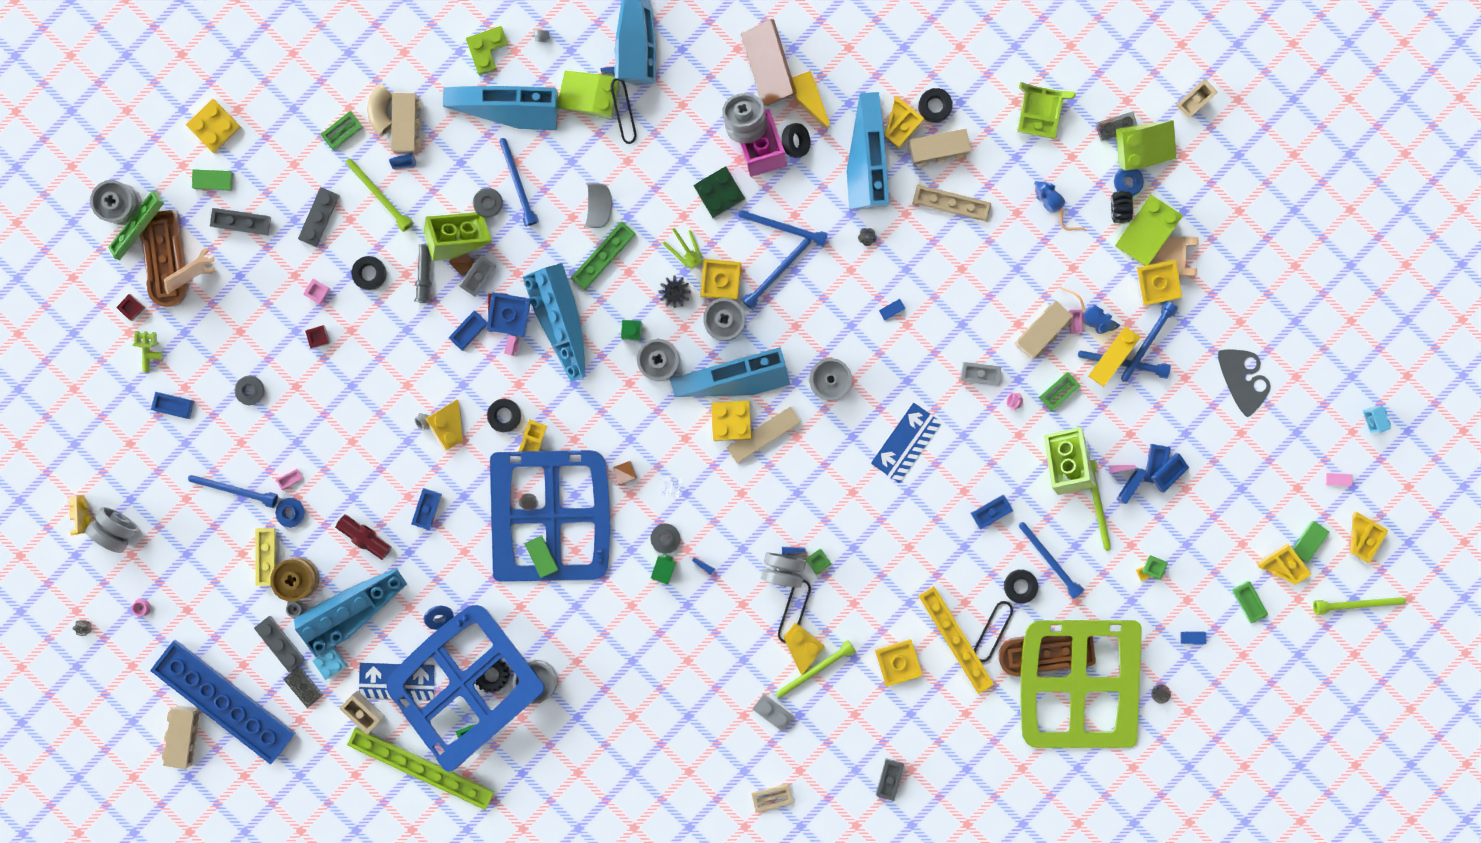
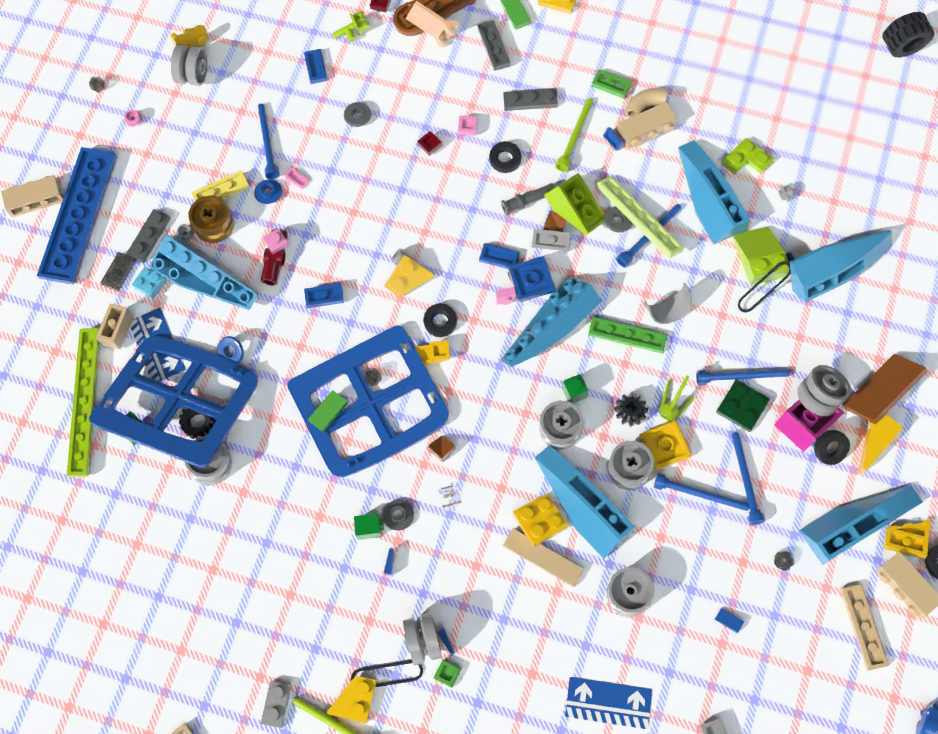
camera: 65 degrees right, 20 degrees down
(351, 530) = (275, 241): none -> bright pink plate
(496, 183) = (640, 217): none -> yellowish green tile
(677, 210) = (704, 377): none -> blue piece

